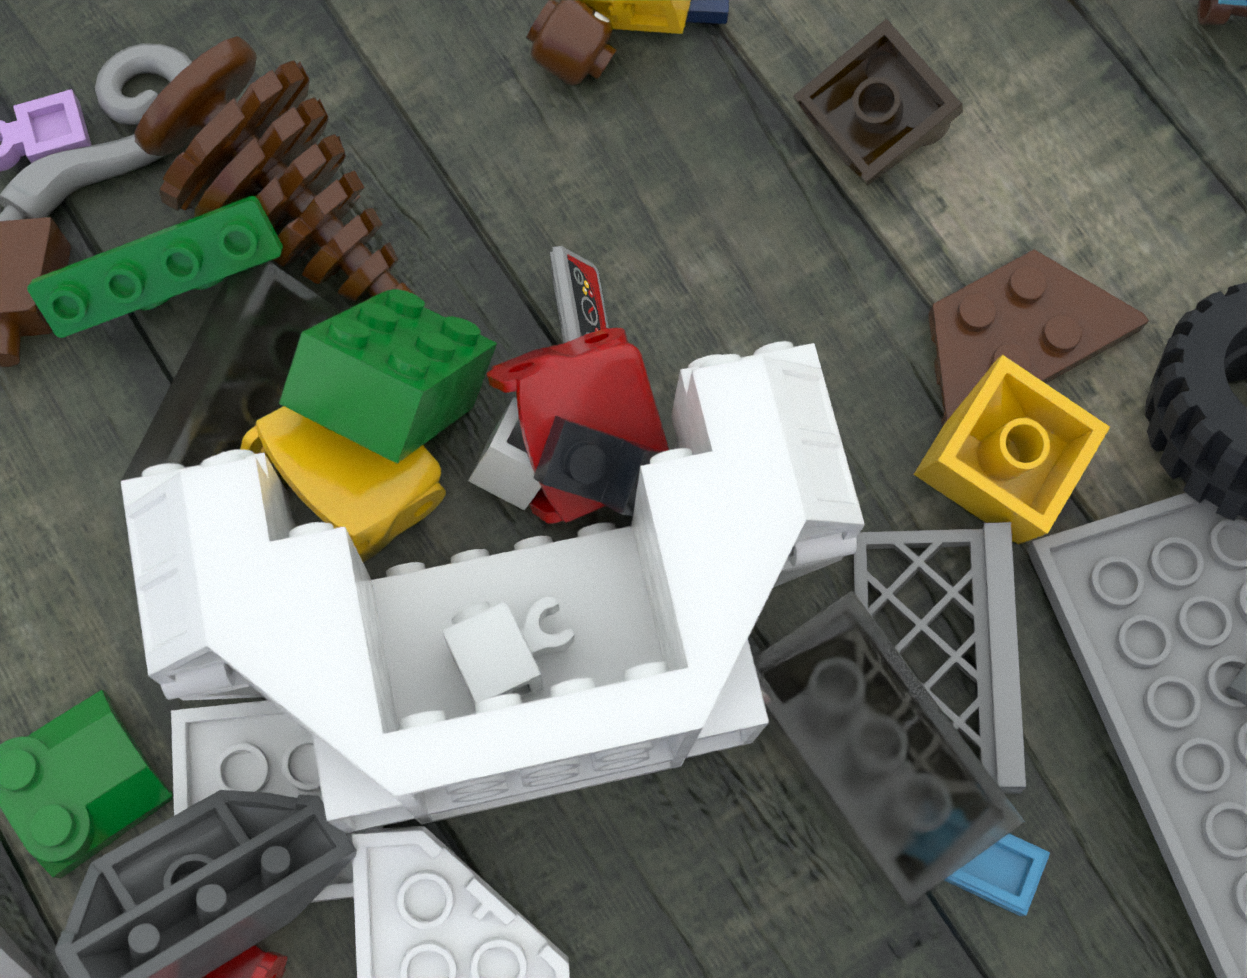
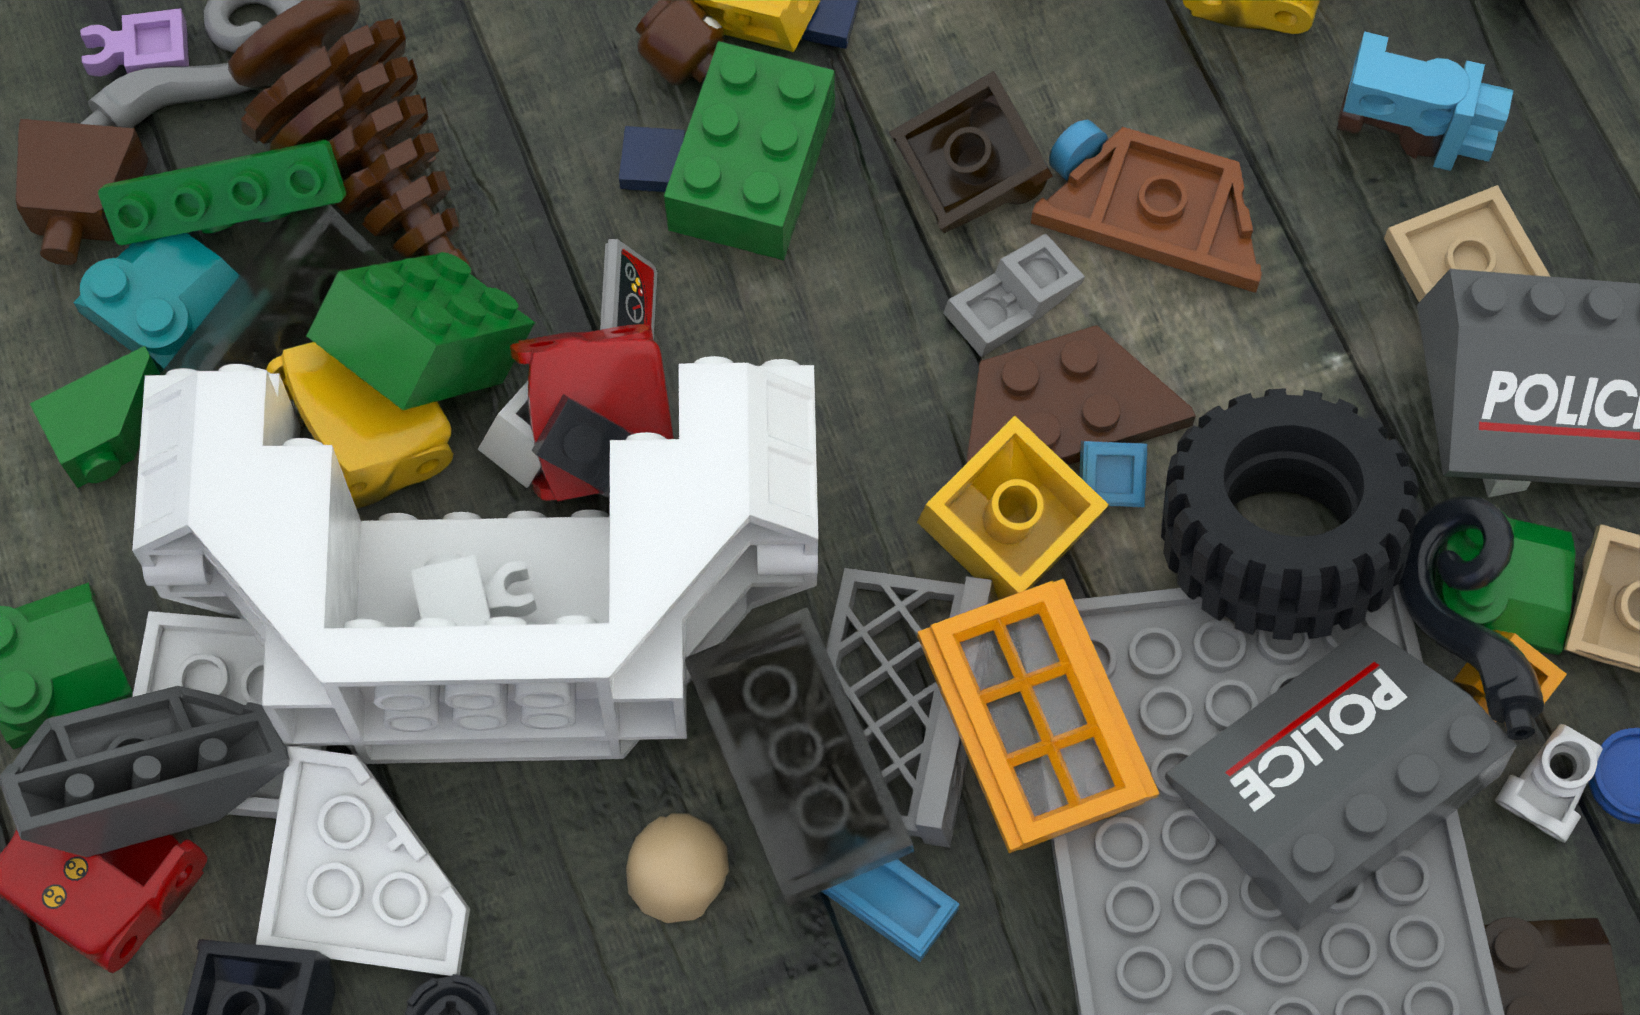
camera: 15 degrees right, 5 degrees down
(76, 519) = (97, 418): none -> green slope
(108, 381) = (155, 293): none -> teal slope
(569, 161) = (649, 157): none -> dark blue tile
(665, 135) = (750, 150): none -> green piece
(763, 870) = (676, 867): none -> tan hair
(946, 233) = (1014, 296): none -> light grey slope
(975, 81) = (1076, 144): none -> dark azure tile
(1064, 124) = (1159, 206): none -> dark orange wing
(1091, 385) = (1115, 471): none -> dark azure tile
(1094, 654) = (1037, 715): none -> light orange piece

